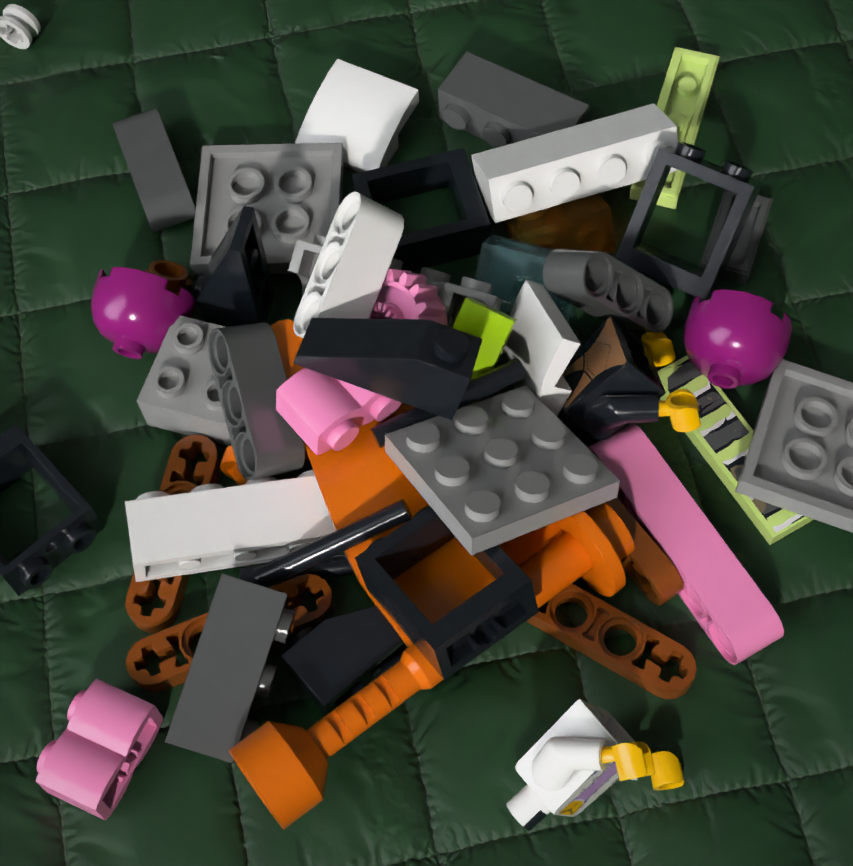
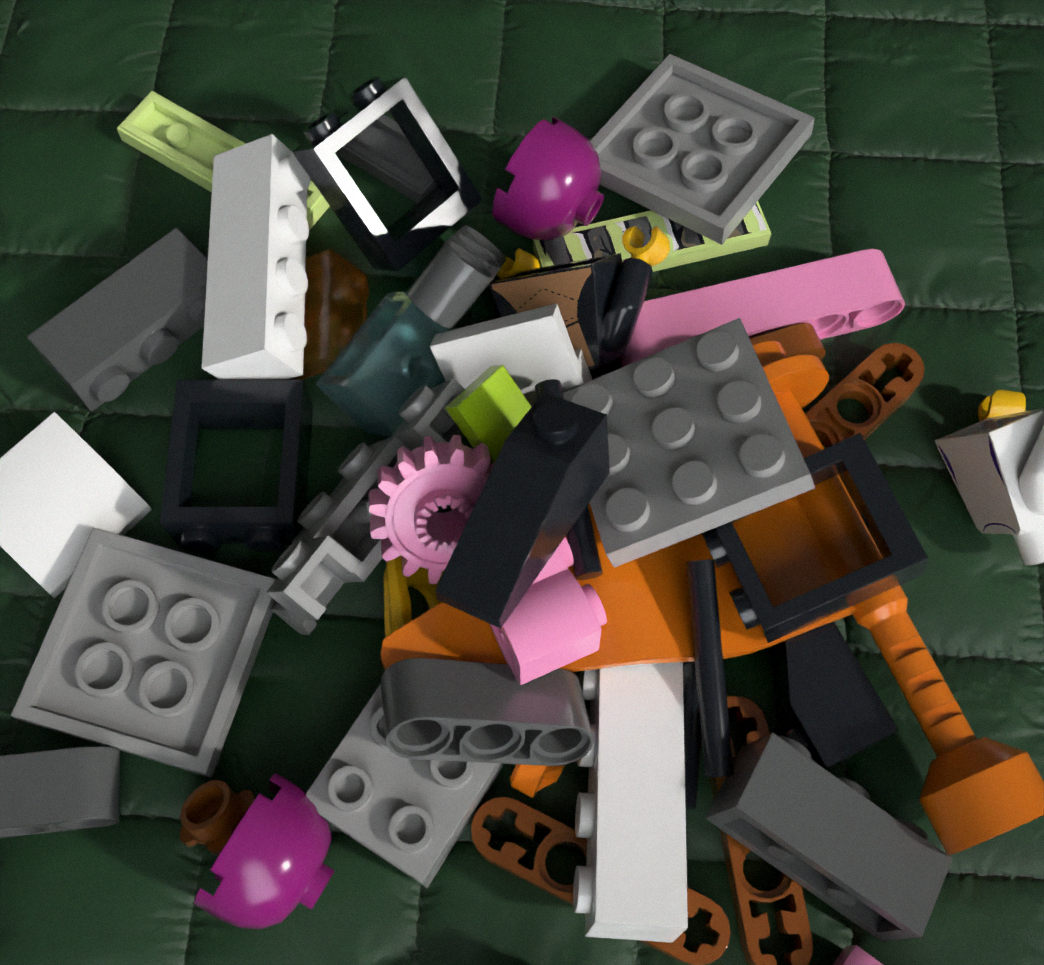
camera: 80 degrees left, 5 degrees up
(237, 278) = (268, 706): black slope -> none
(351, 262) = (335, 525): white beam -> none

